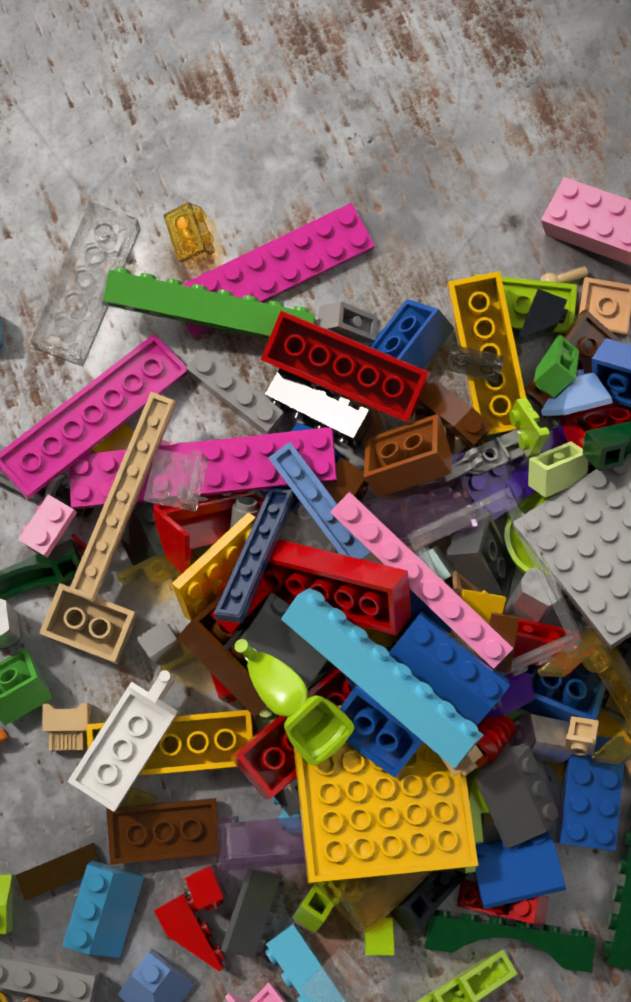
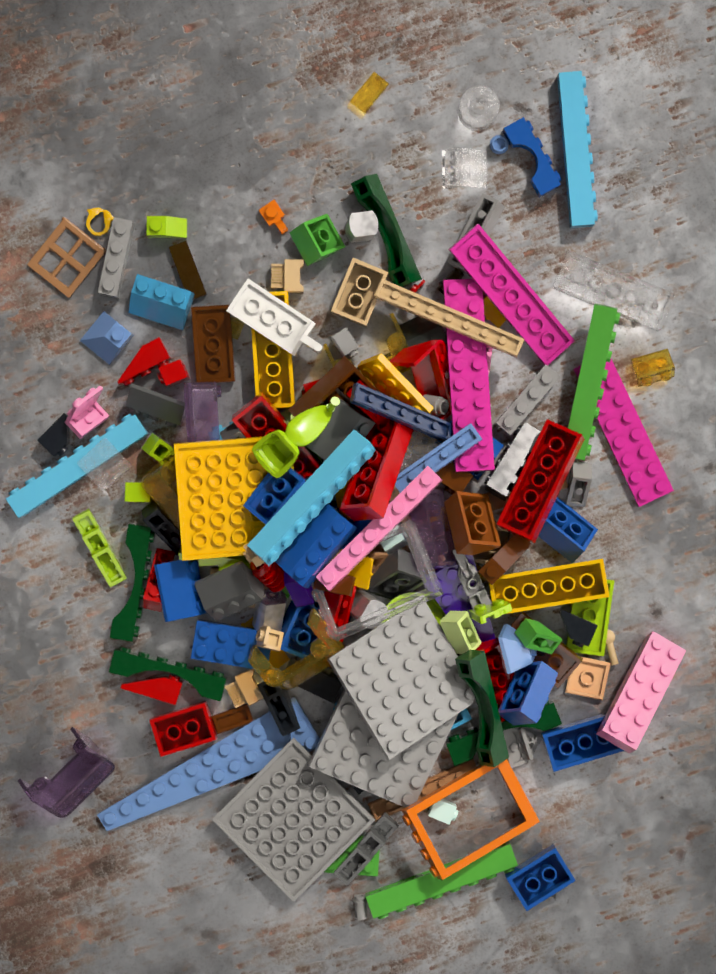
camera: 85 degrees right, 10 degrees up
(47, 526) = (429, 263): bright pink bracket -> none
(176, 479) = (459, 356): clear bracket -> none
(474, 363) = (540, 575): clear smoke hinge -> none

